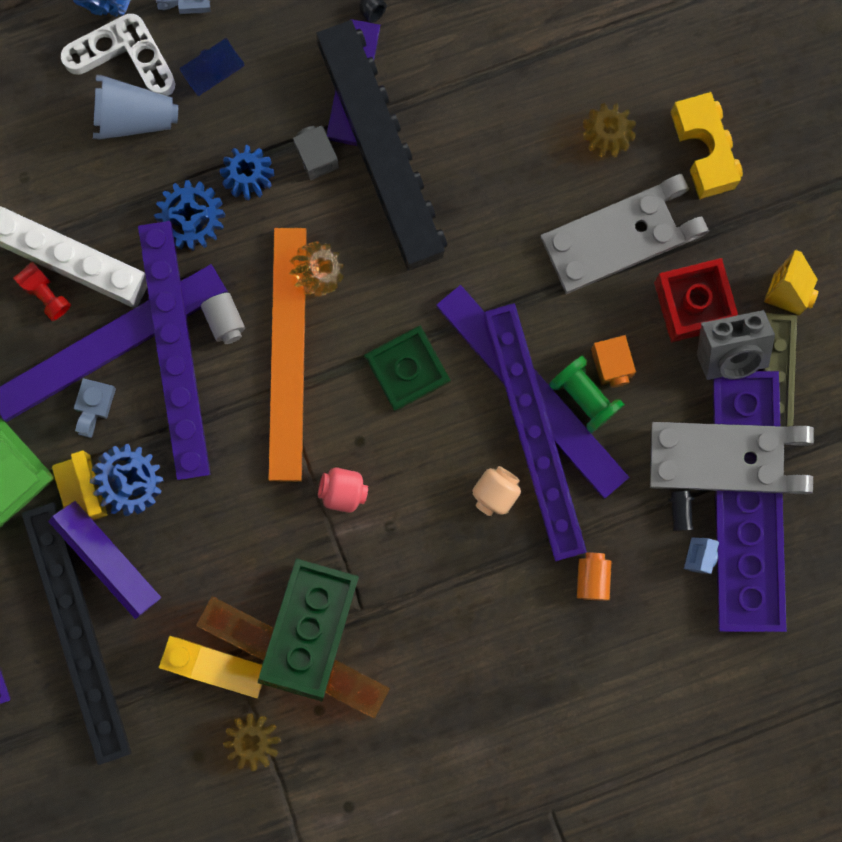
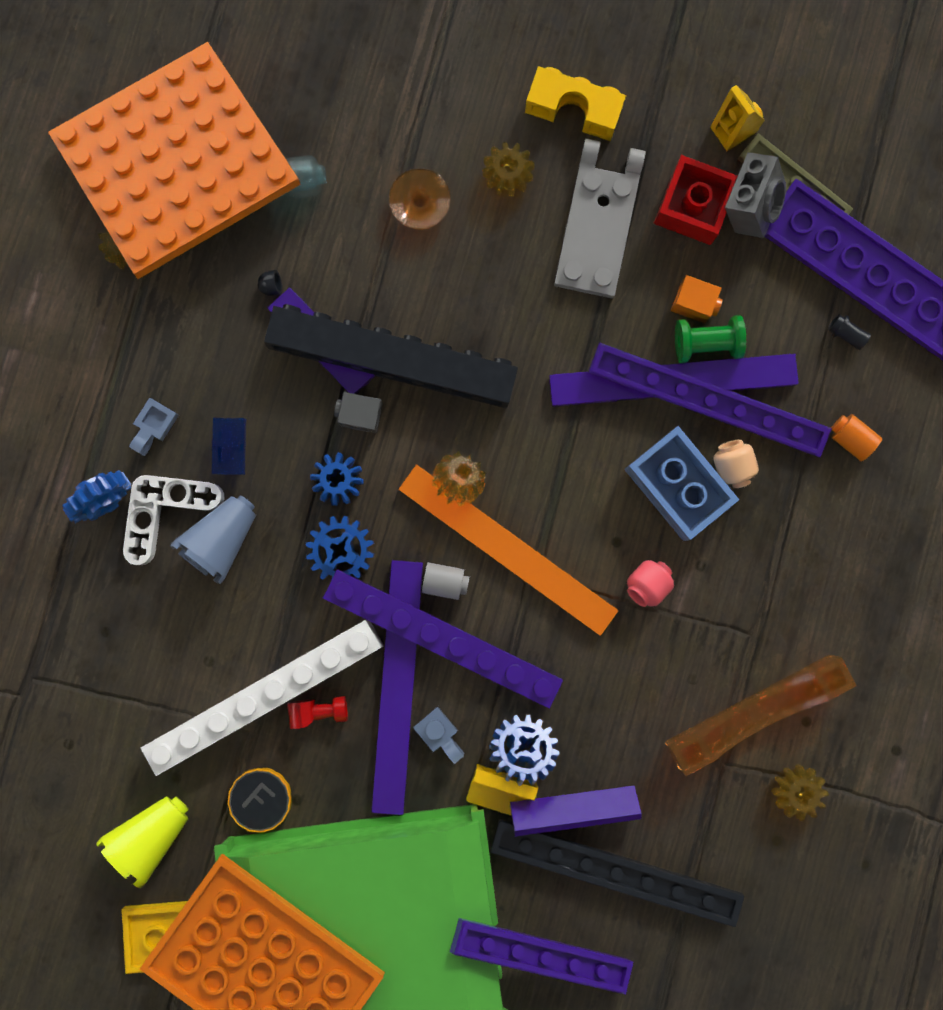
camera: 55 degrees left, 5 degrees up
(211, 666) = (718, 783): yellow slope -> none
(308, 630) = (747, 688): dark green plate -> none
(407, 368) = (586, 464): dark green tile -> none
(443, 454) = (681, 484): none -> medium blue brick
(531, 62) = (416, 185): none -> clear orange dish
(702, 555) = (895, 342): medium blue plate -> none
(713, 457) = (829, 275): light grey hinge -> none

